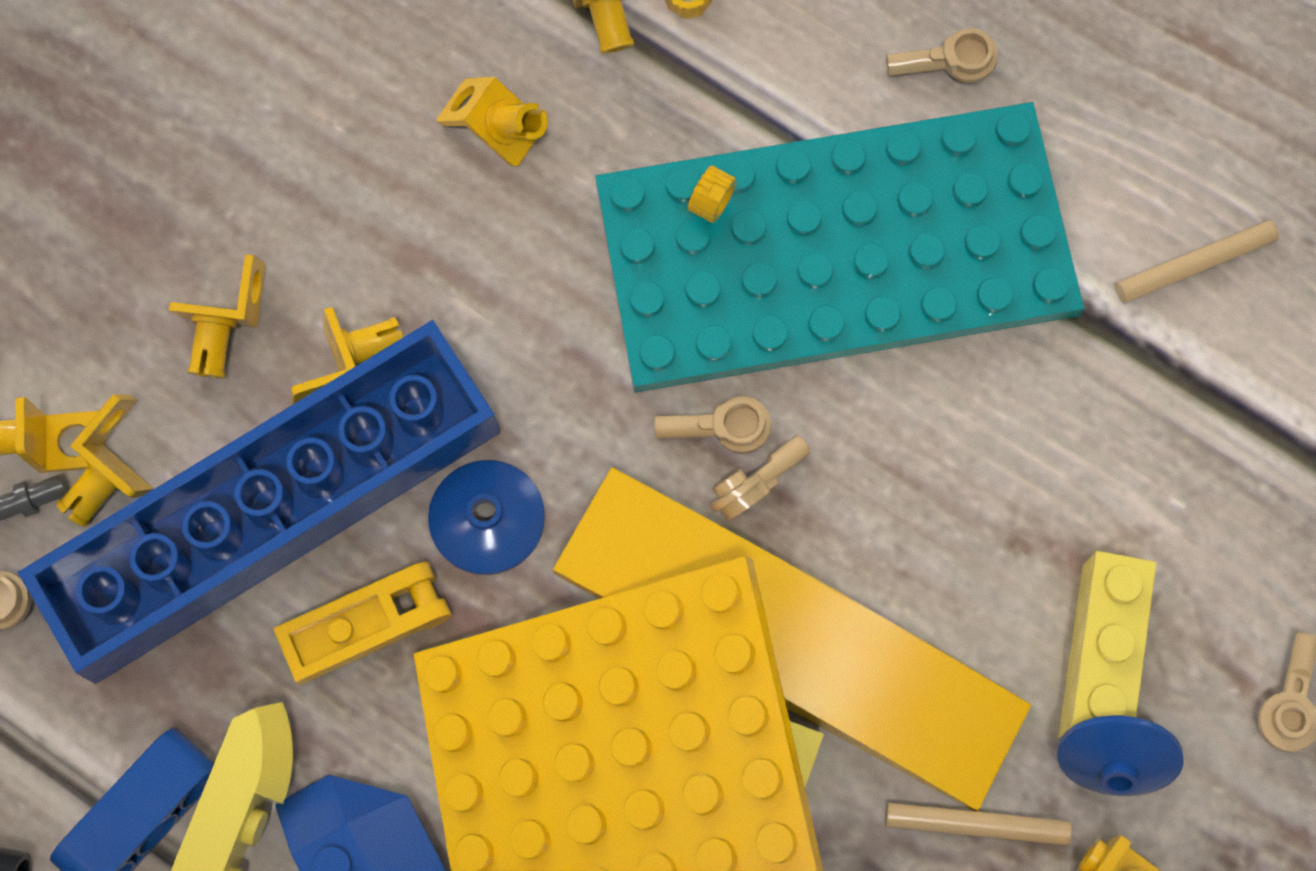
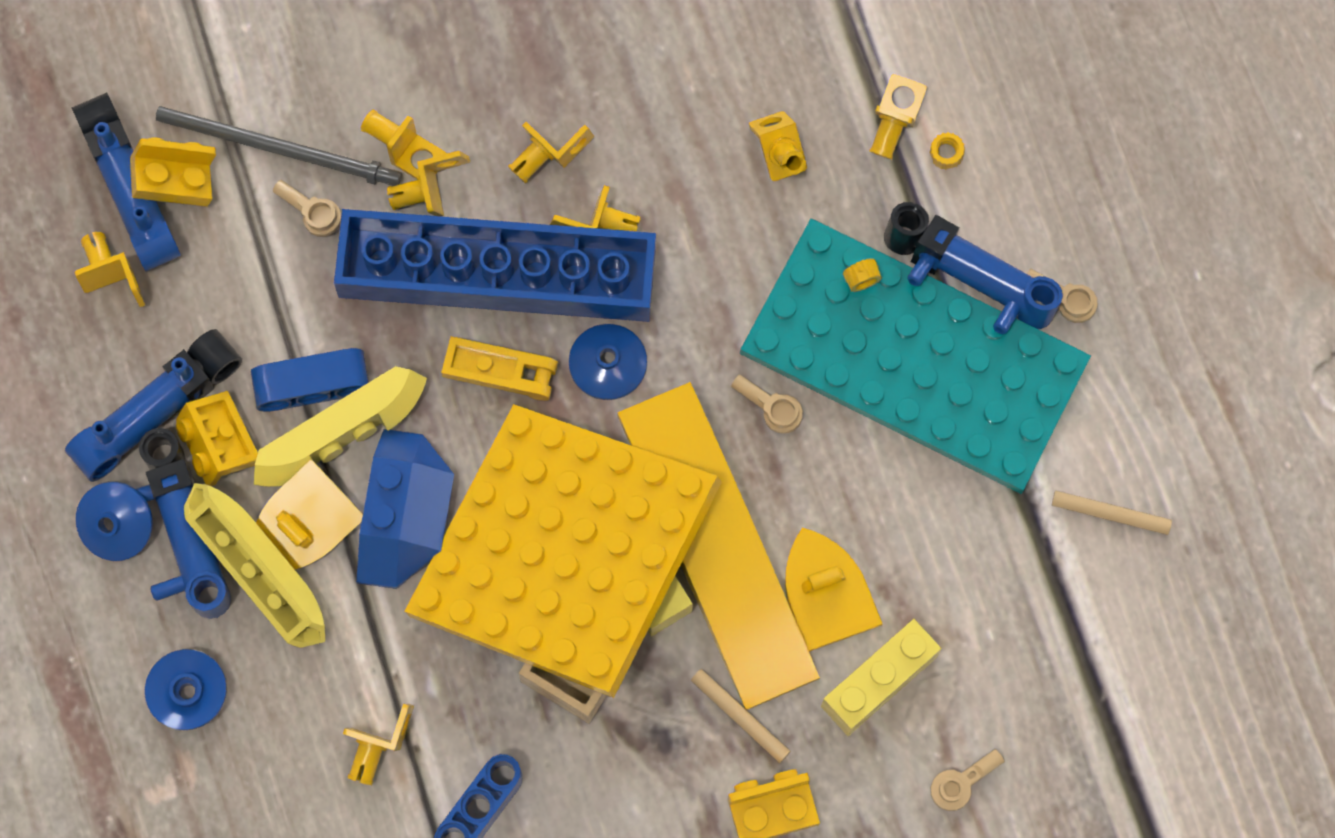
camera: 35 degrees right, 0 degrees up
(741, 492) = (751, 448): tan plate -> none
(771, 101) = (942, 249): none -> blue piece
(956, 595) = (827, 591): none -> yellow shield
(1120, 755) = (840, 733): blue dish -> none

